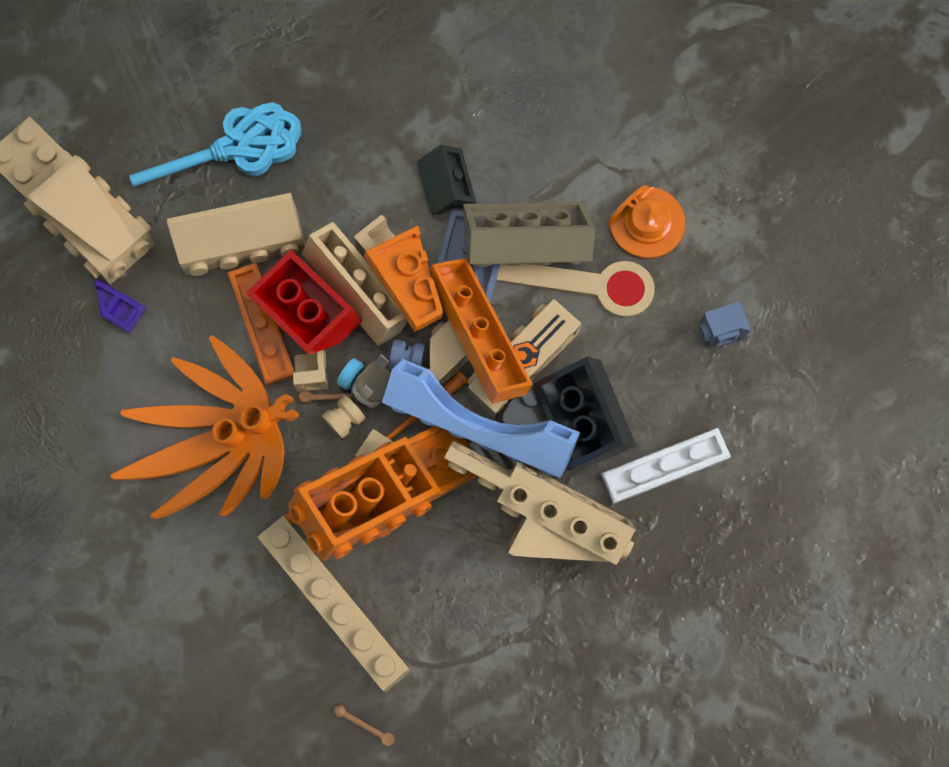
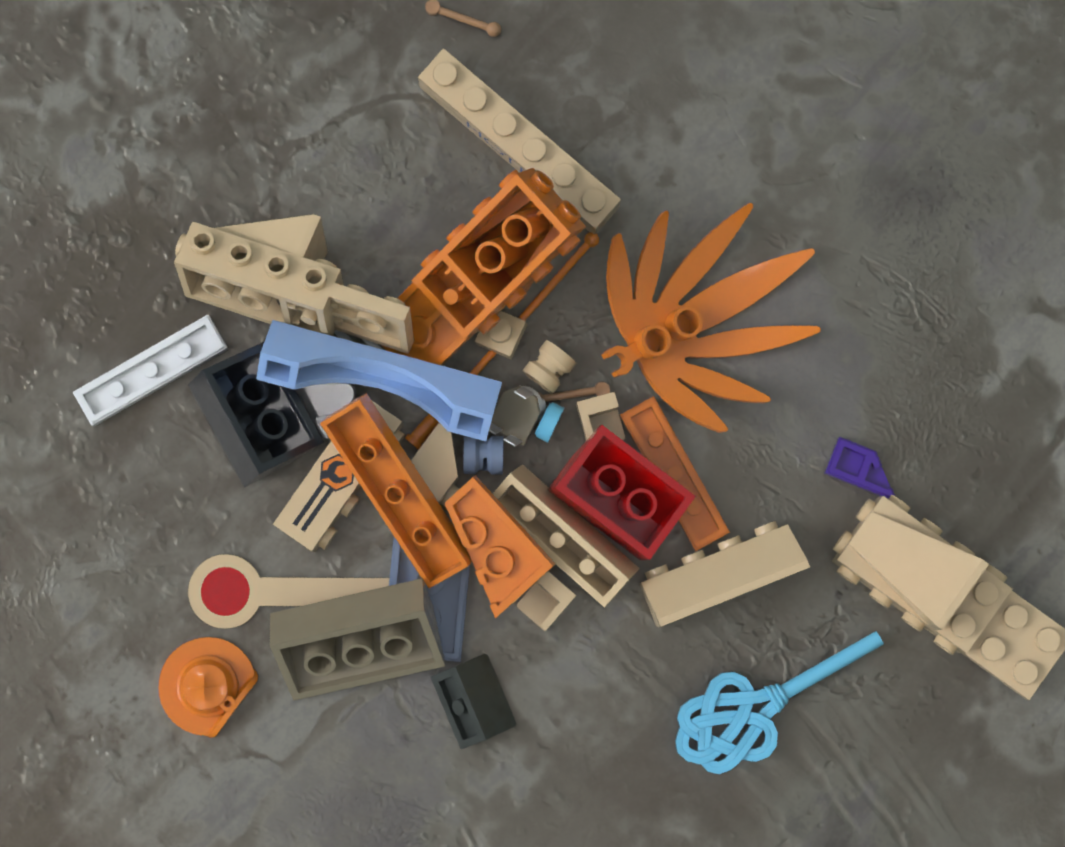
camera: 170 degrees right, 10 degrees up
(724, 325) = (96, 555): sand blue window -> none

